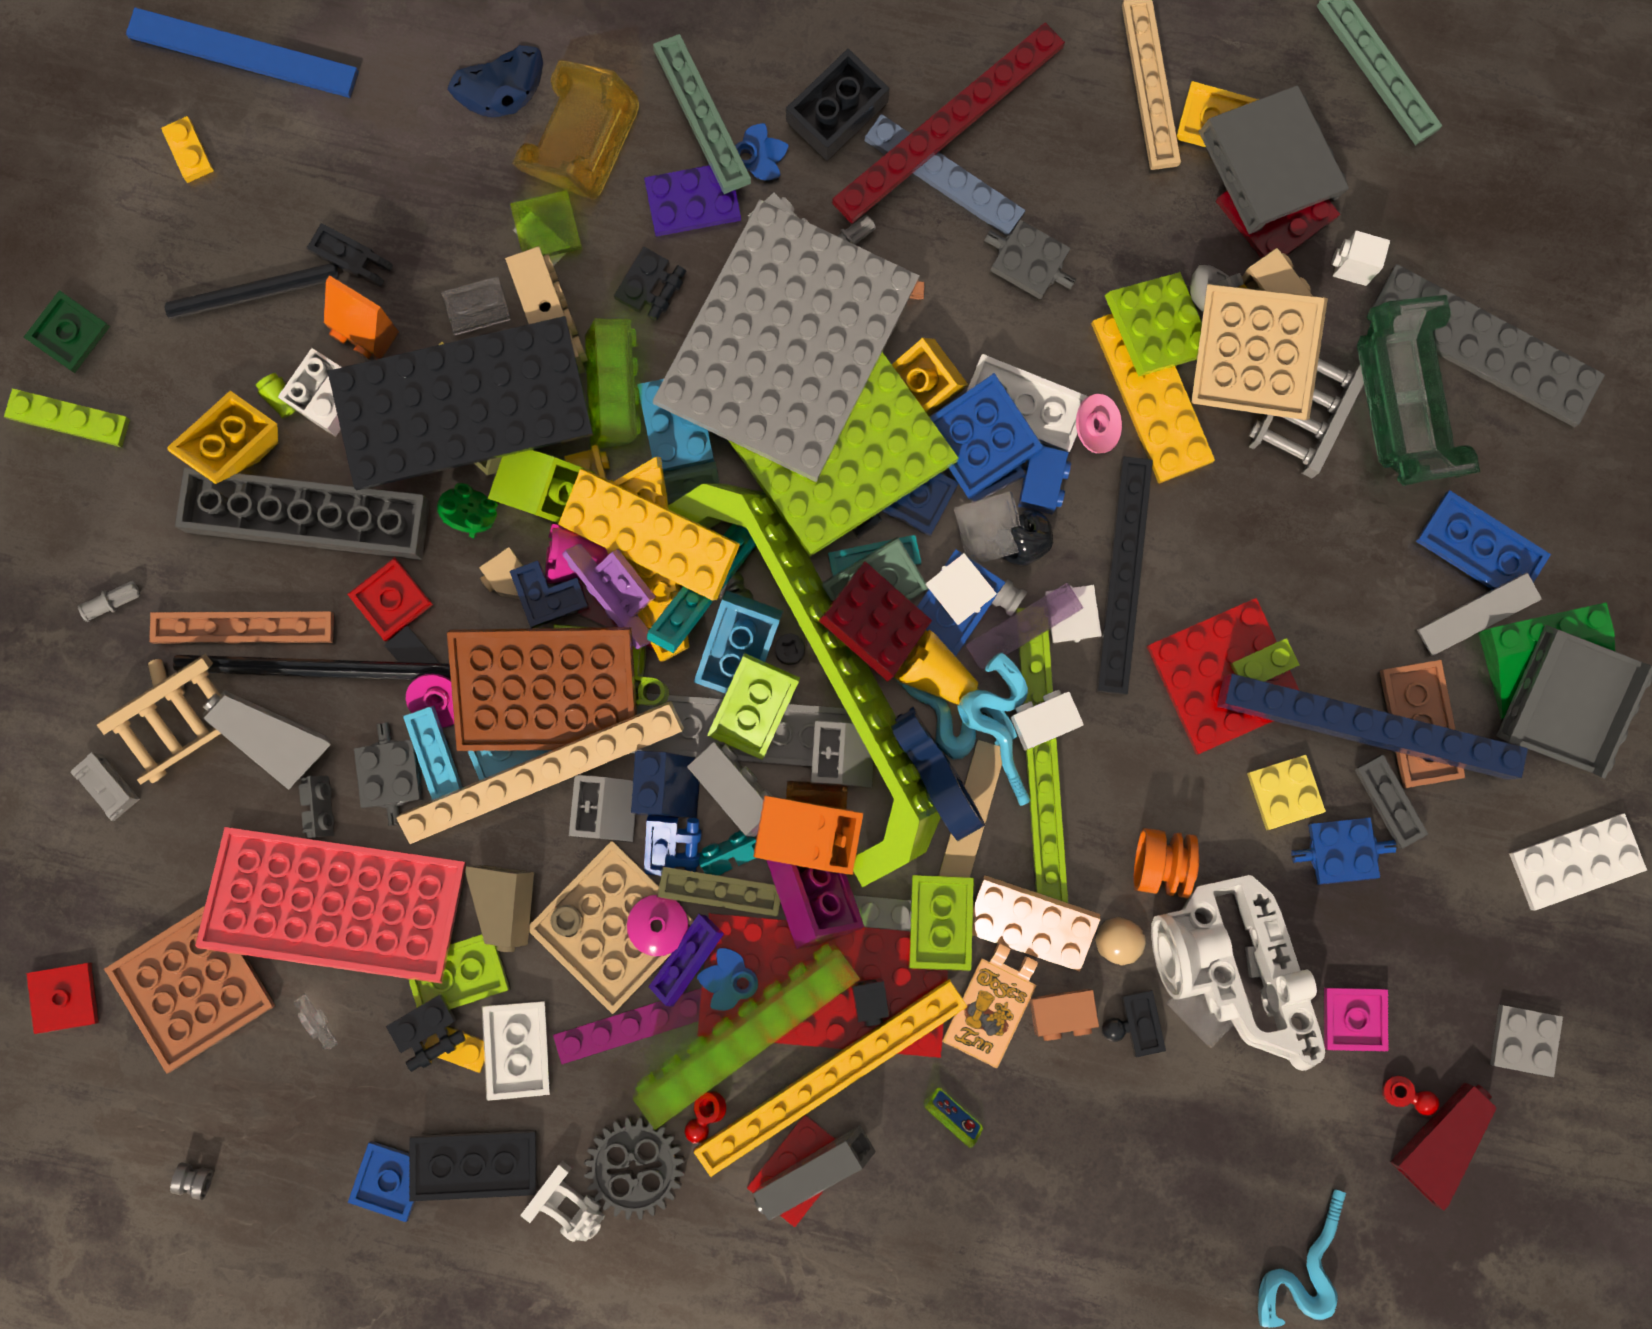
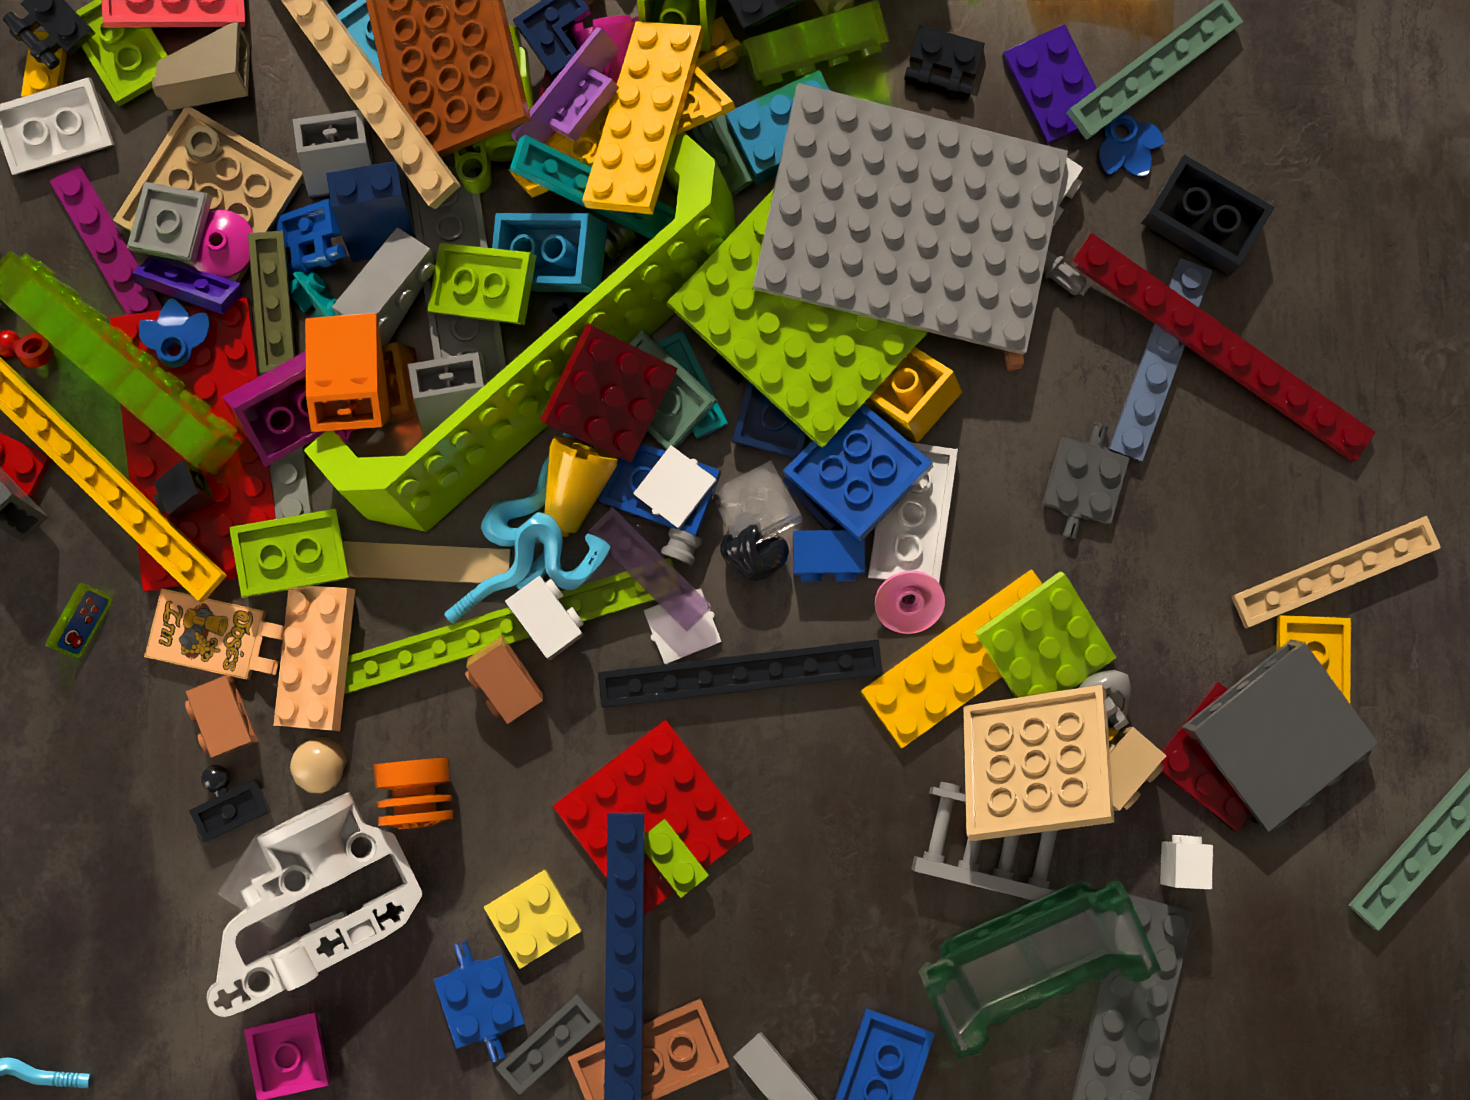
camera: 80 degrees right, 0 degrees up
(629, 963) = (169, 222): none -> light grey tile
(938, 776) = (446, 516): dark blue animal -> none
(1089, 767) = (503, 680): none -> nougat brick

